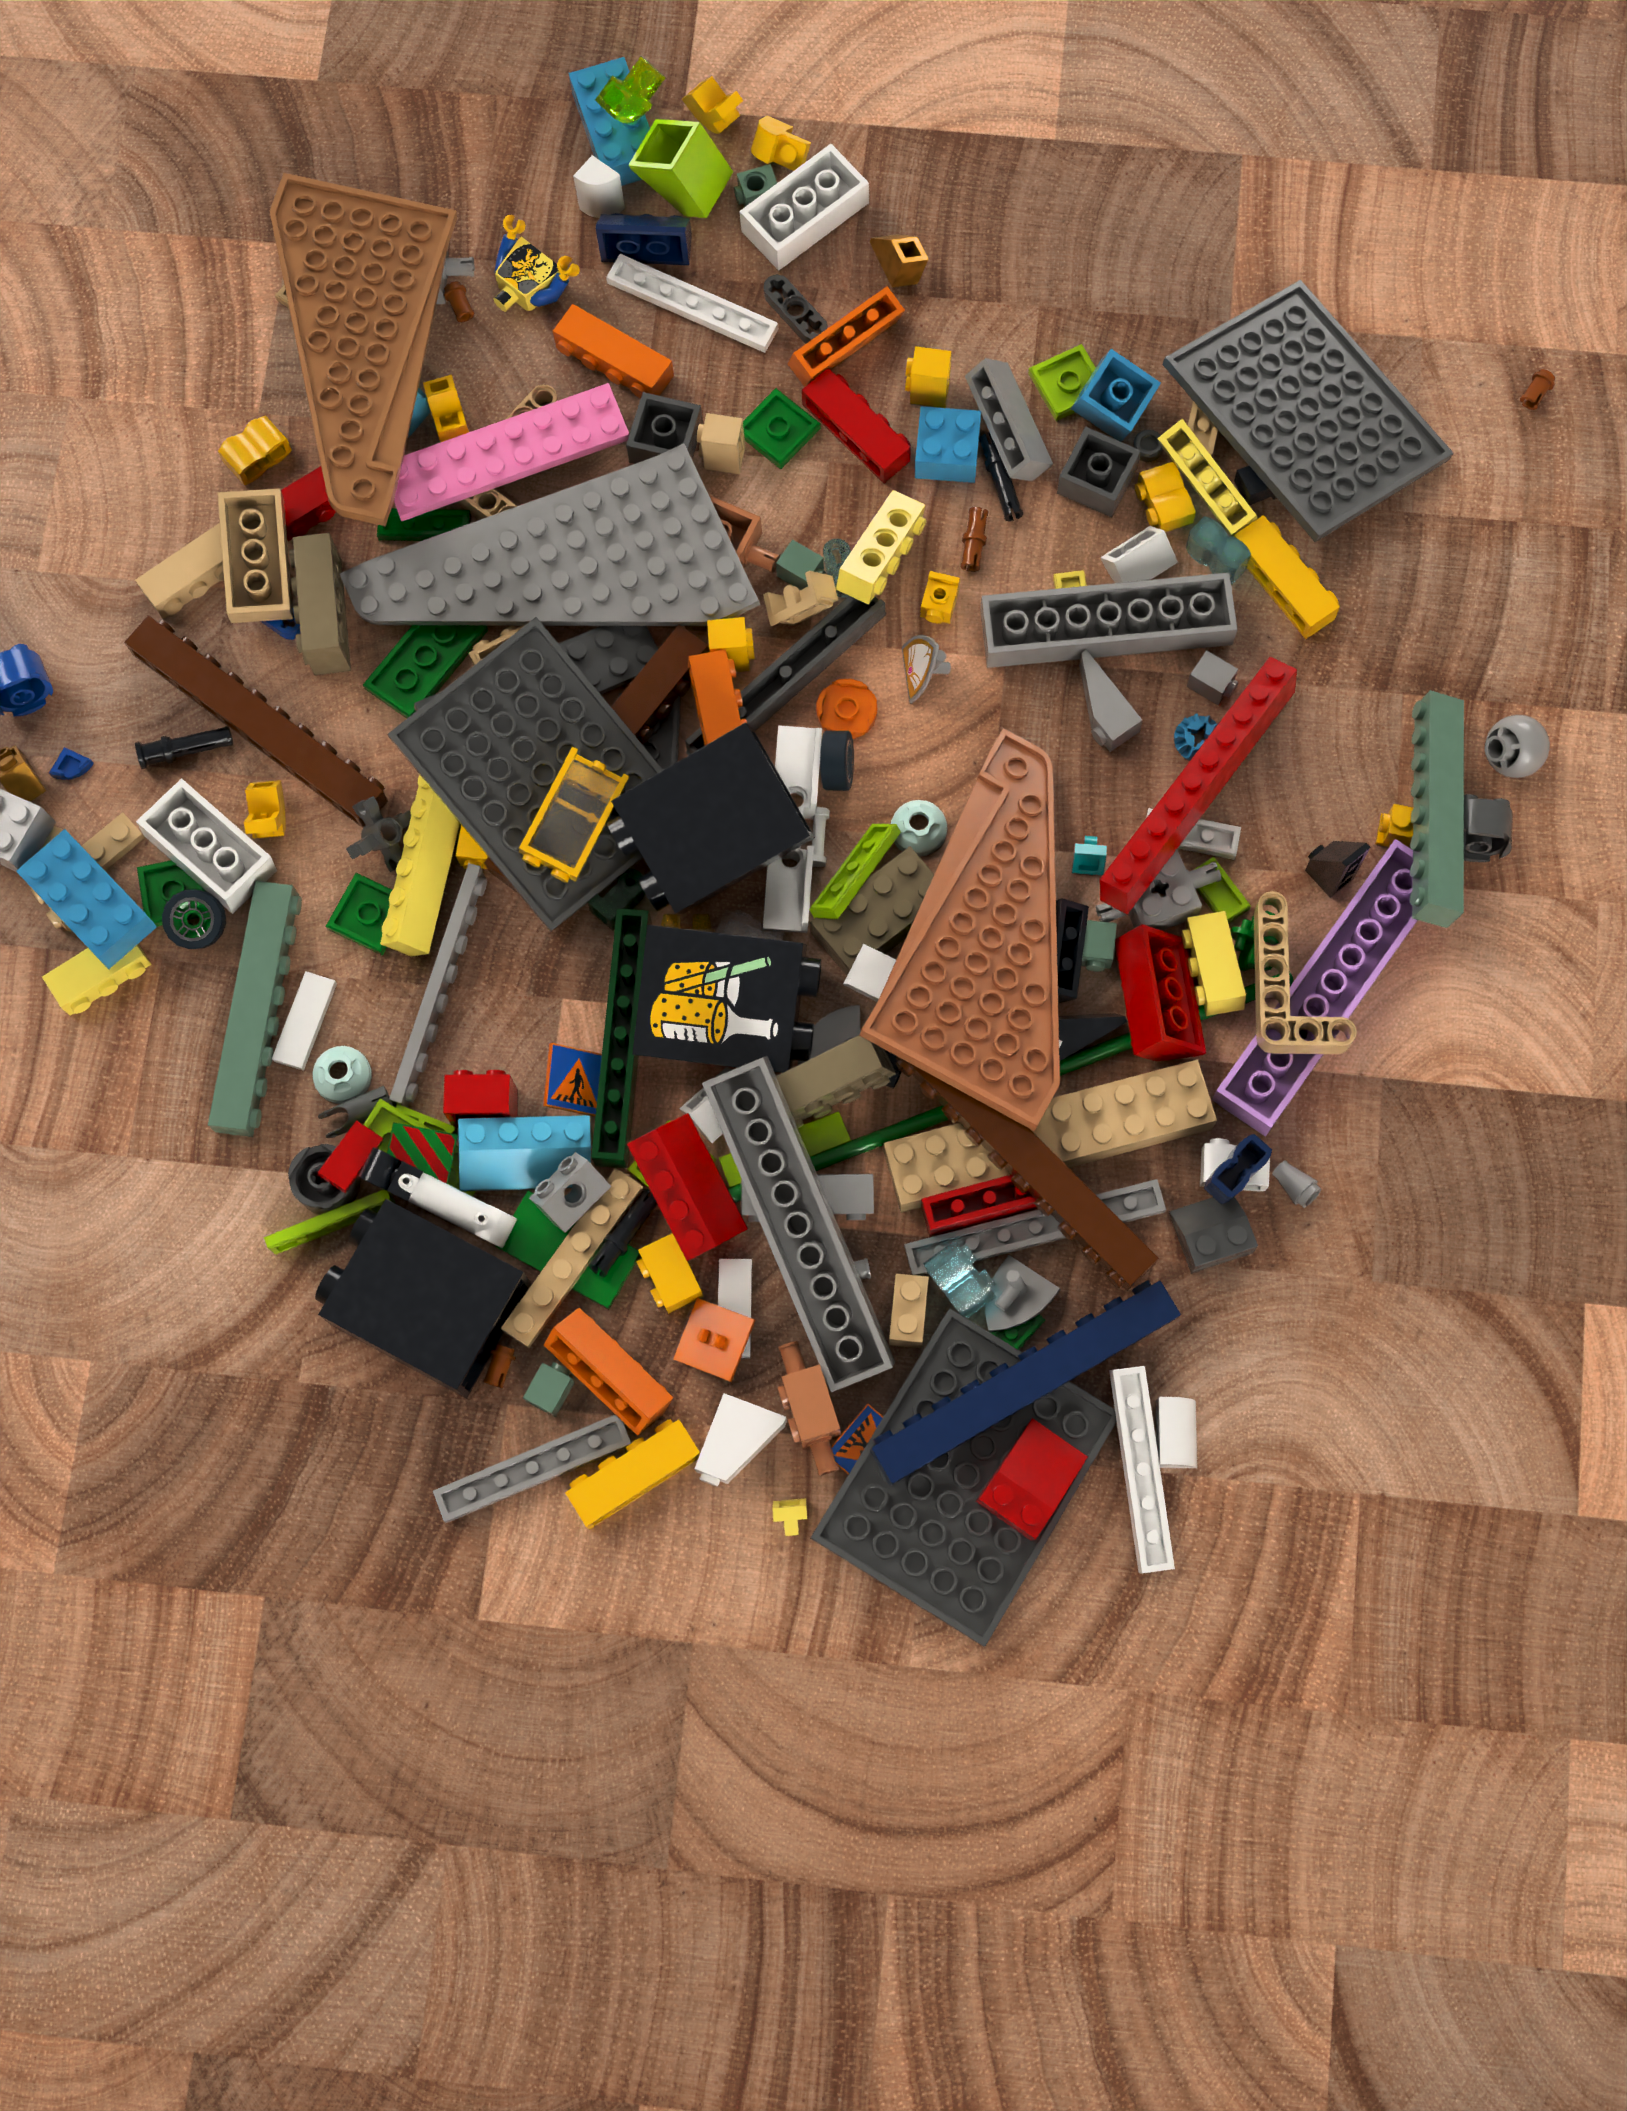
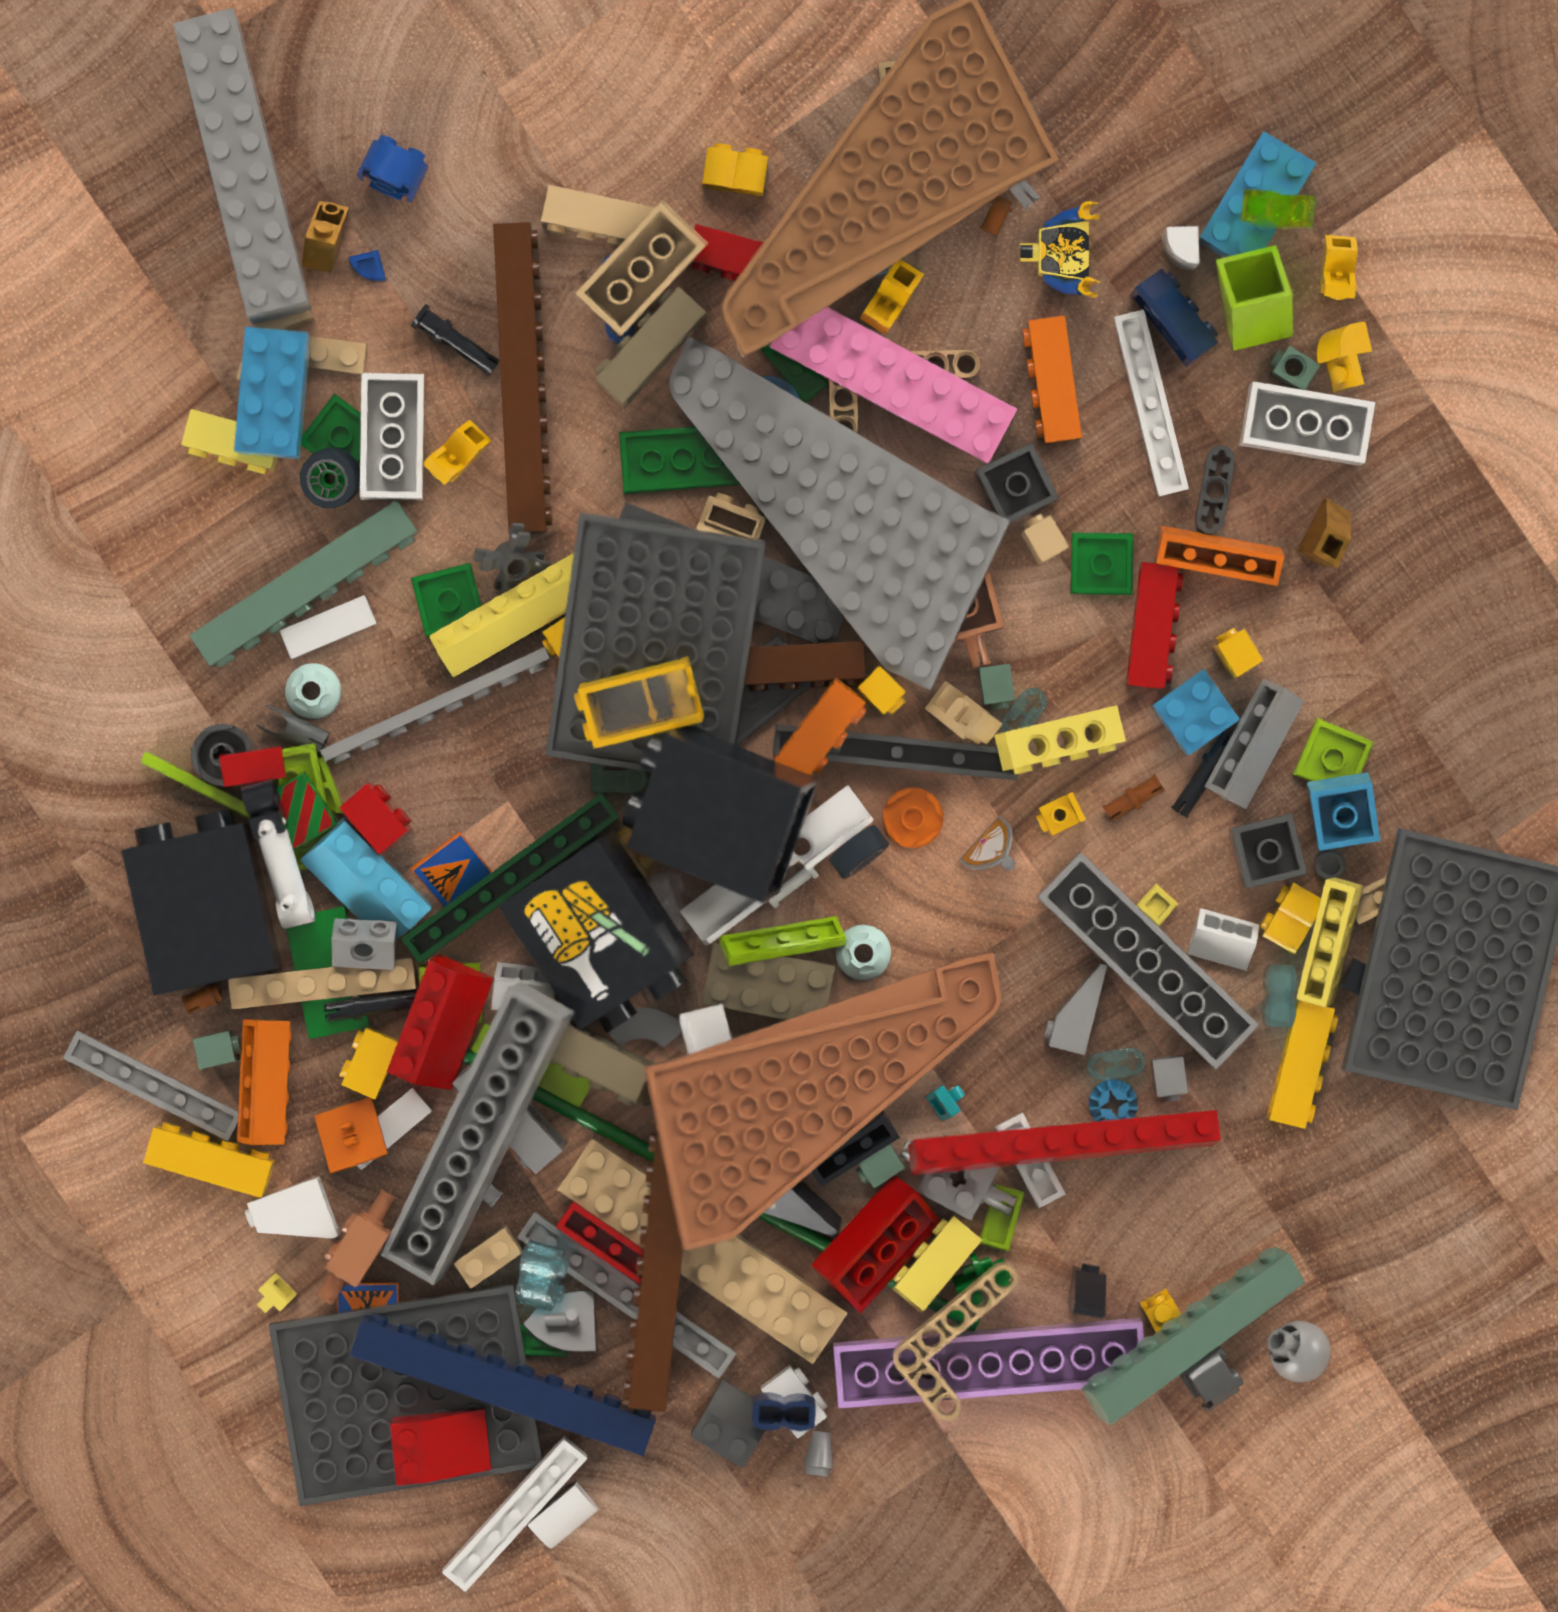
camera: 40 degrees right, 15 degrees up
(1174, 714) = (1116, 1071): none -> clear light blue beam

